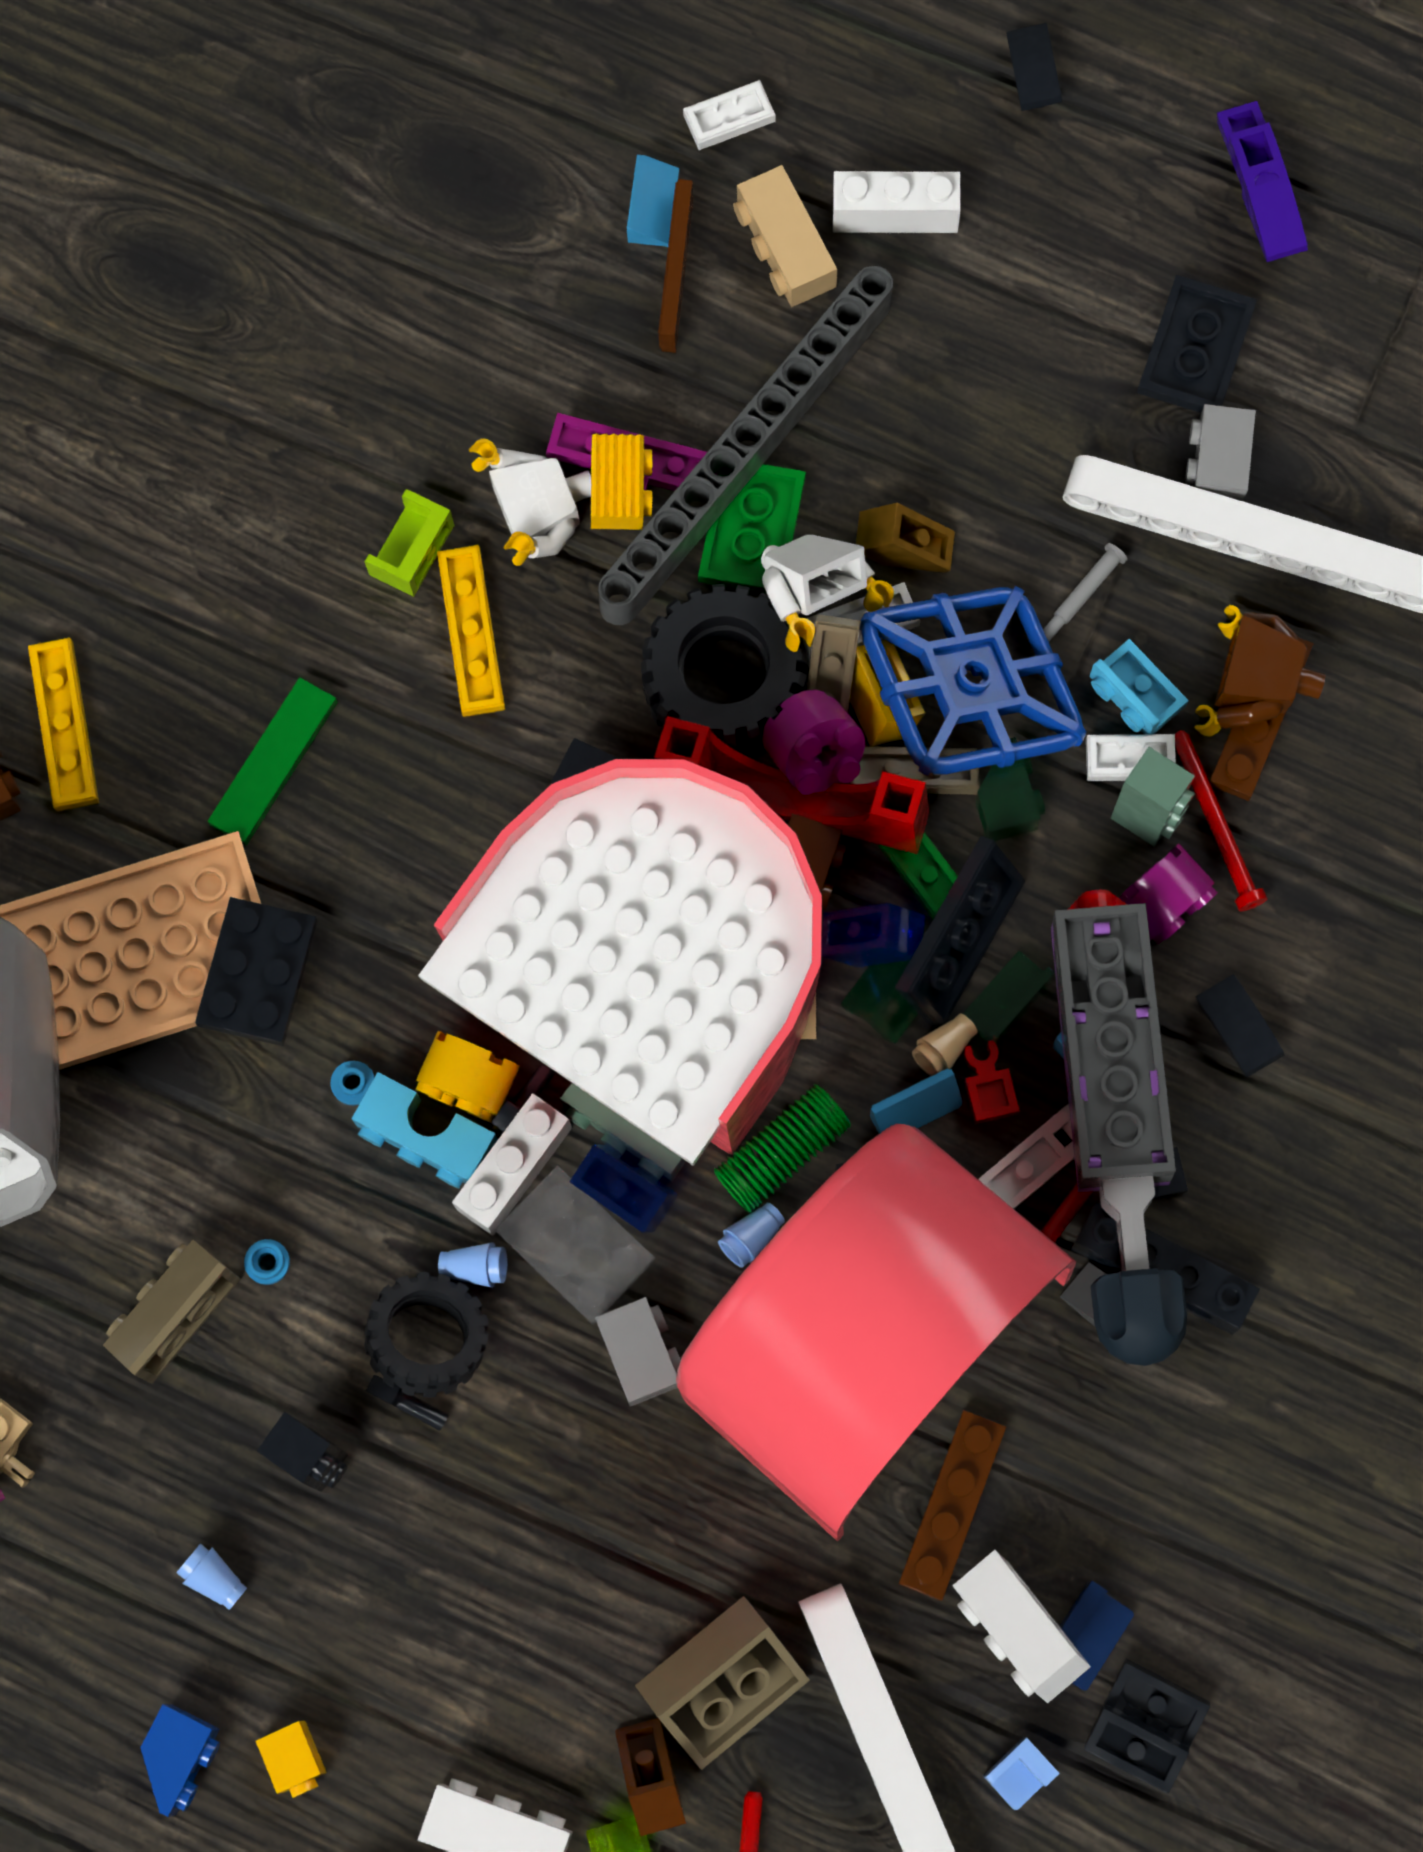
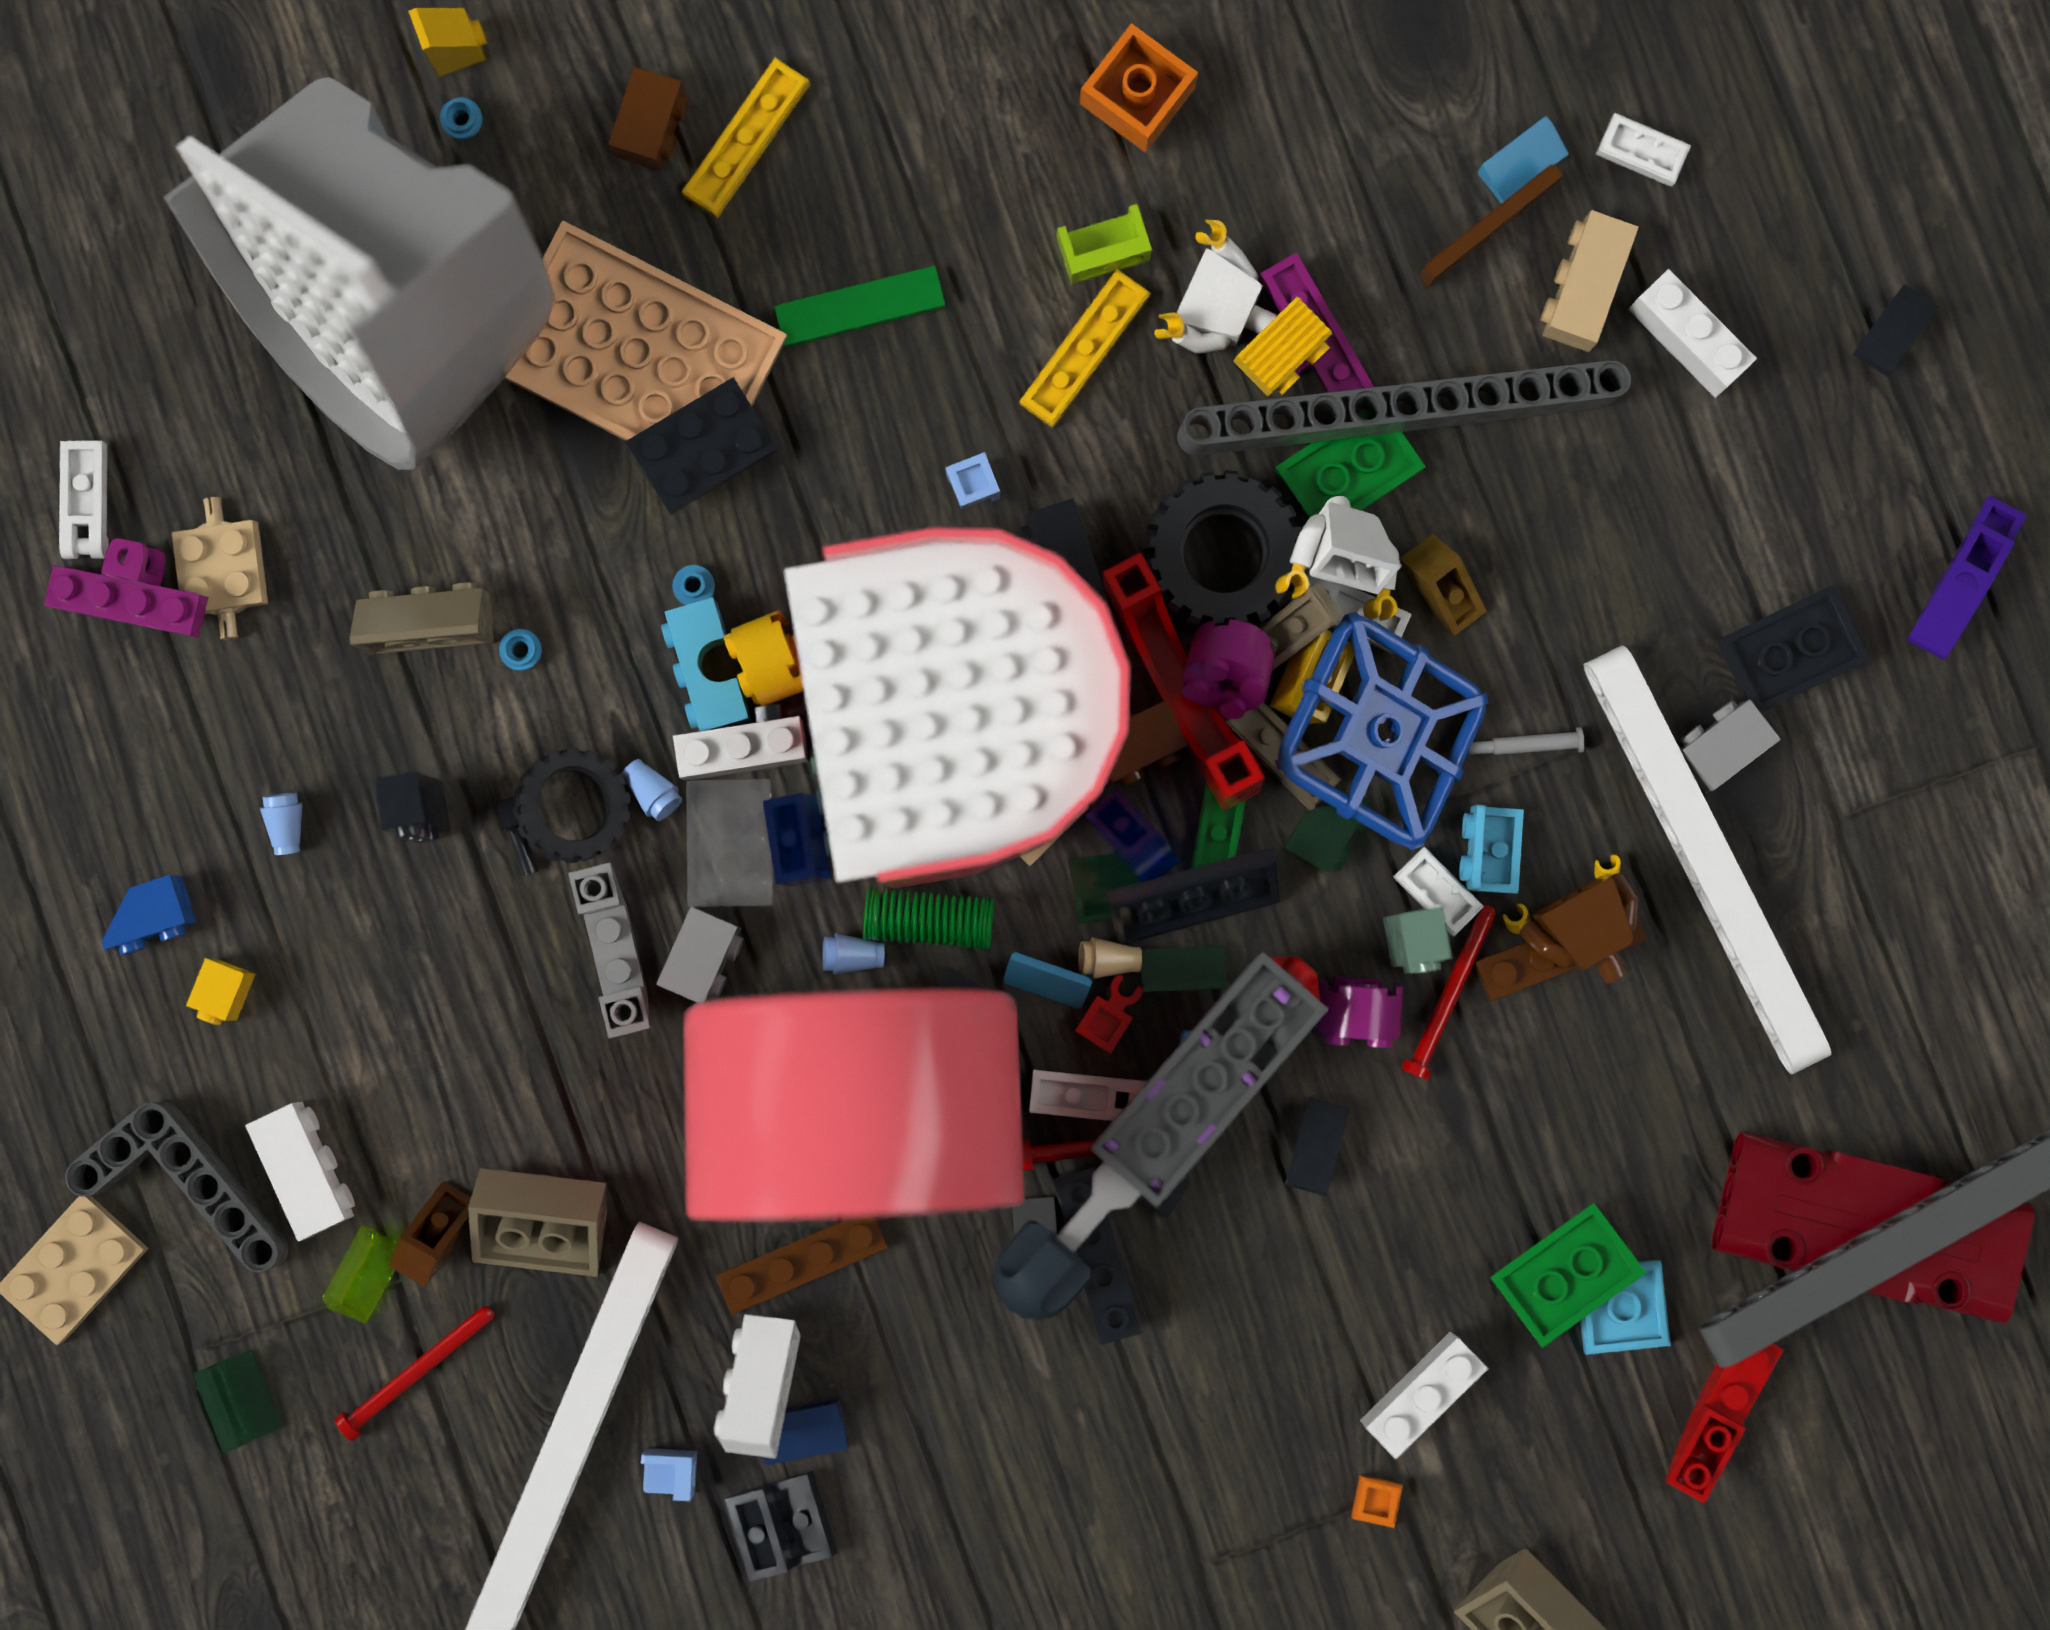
camera: 40 degrees right, 10 degrees up
(323, 410) = (1138, 87): none -> orange brick
(487, 798) = (973, 480): none -> light blue panel
(566, 1413) = (613, 948): none -> light grey slope

